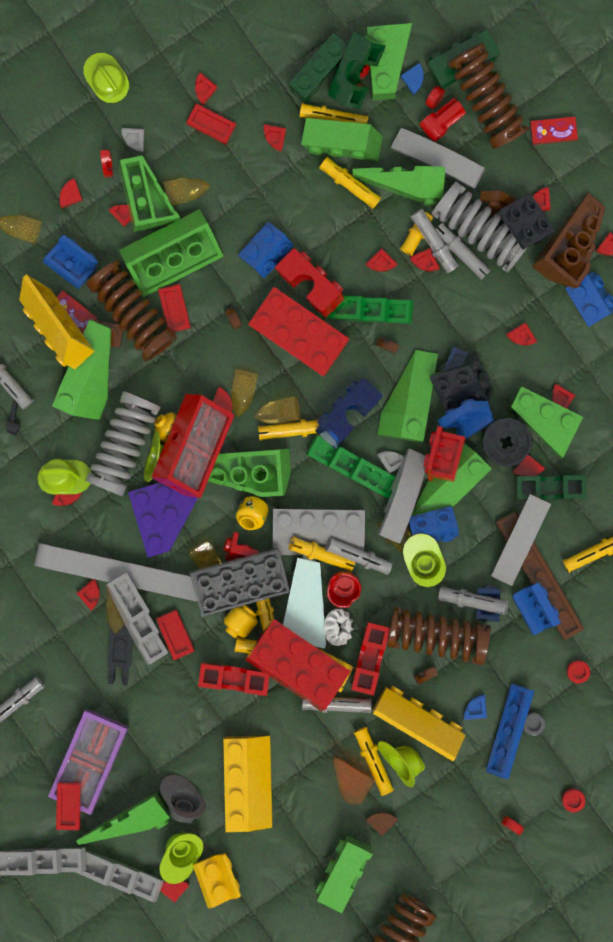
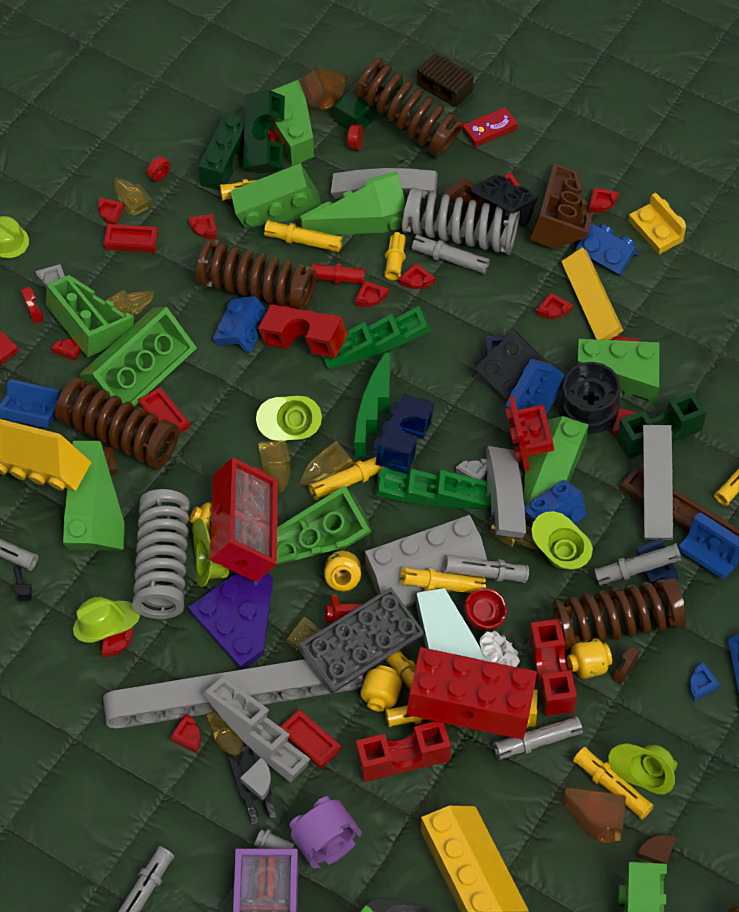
camera: 25 degrees left, 30 degrees down
(117, 707) = (266, 840): none -> light grey pin
(123, 658) = (258, 779): none -> light grey tile
(152, 719) = (324, 832): none -> medium lavender brick
(227, 78) = (132, 195): none -> clear yellow plate
(233, 318) = (235, 397): reddish brown tile -> none
(258, 63) = (158, 169): none -> red tile
(265, 362) = (288, 418): none -> lime piece
(299, 332) = (326, 377): red brick -> none
(319, 243) = (211, 276): none -> reddish brown piece
(342, 366) = (373, 401): none -> green slope
(362, 233) = (339, 273): none -> red pin
(390, 346) = (416, 364): reddish brown tile -> none
(401, 661) = (589, 658): none -> yellow head
(409, 403) = (467, 408): bright green wedge -> none
(413, 78) = (325, 132): blue tile -> none
(419, 723) = (644, 717): yellow slope -> none
(427, 41) = (323, 87): none -> clear orange slope
(437, 123) = (373, 151): red piece -> none
(437, 245) = (417, 251): light grey pin -> none
(538, 66) = (445, 79): none -> dark brown brick
(556, 340) = (592, 295): none -> yellow tile

